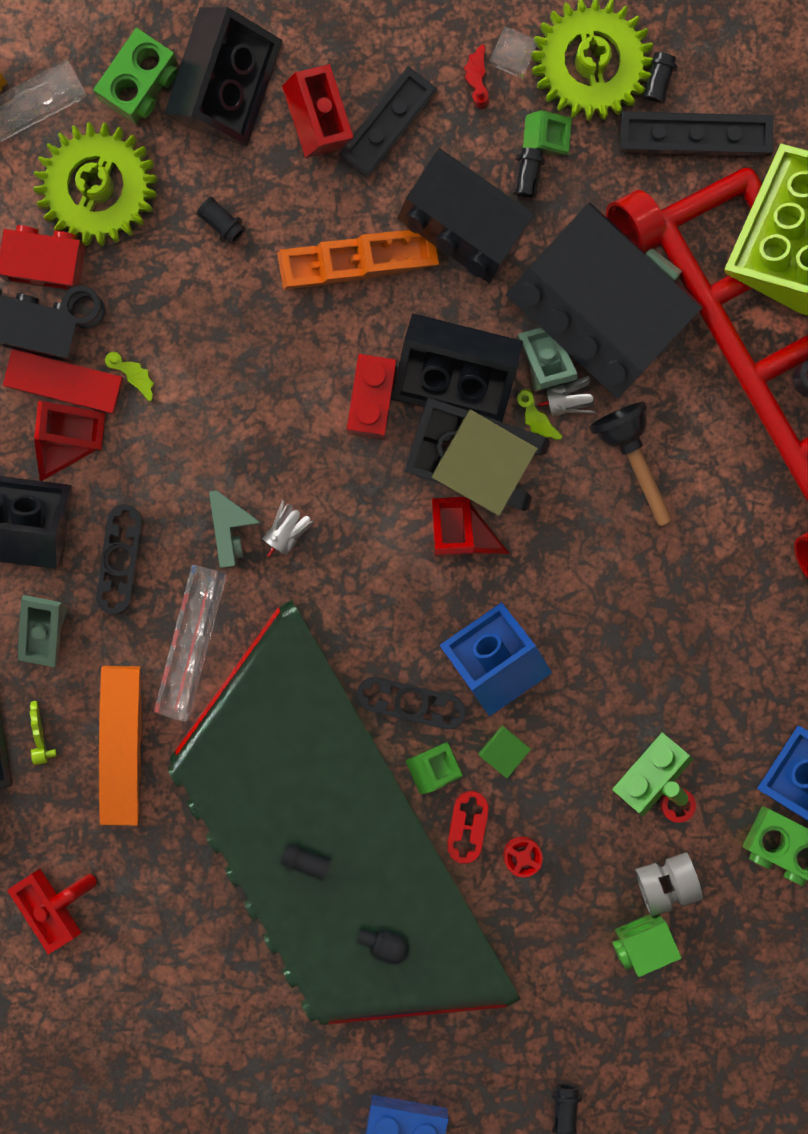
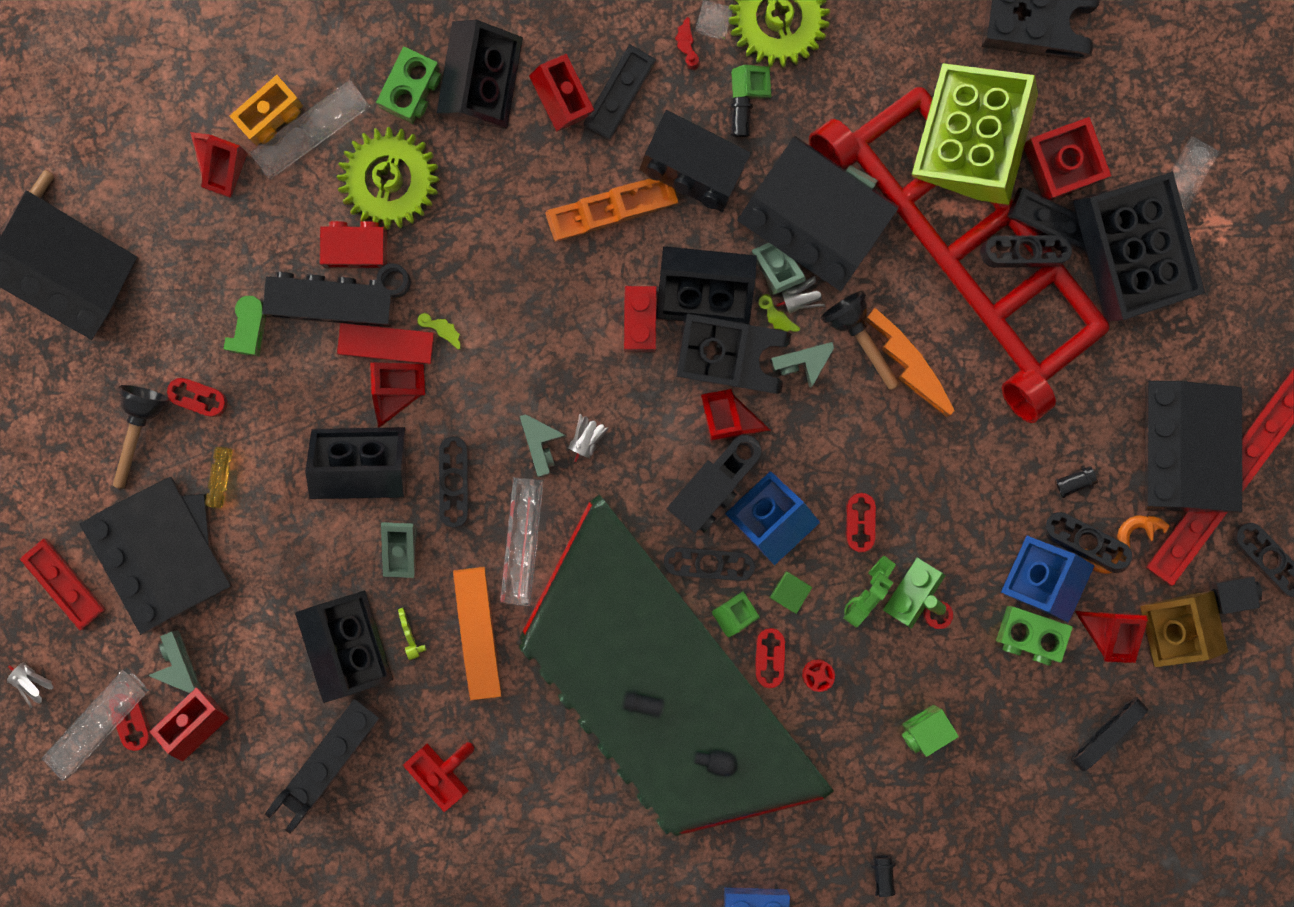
camera: 10 degrees left, 0 degrees up
(221, 221) = (495, 193): black pin -> none
(429, 610) = (713, 486): none -> black brick
(484, 462) = (740, 359): olive tile -> none
(571, 474) = (811, 358): none -> sand green slope
(595, 775) = (868, 600): none -> bright green piece
(610, 680) = (868, 522): none -> red beam
(661, 70) = (837, 18): black pin -> none
(682, 881) = (950, 674): light grey wheel -> none
(695, 511) = (917, 372): none -> orange slope
(696, 133) = (872, 65): black plate -> none

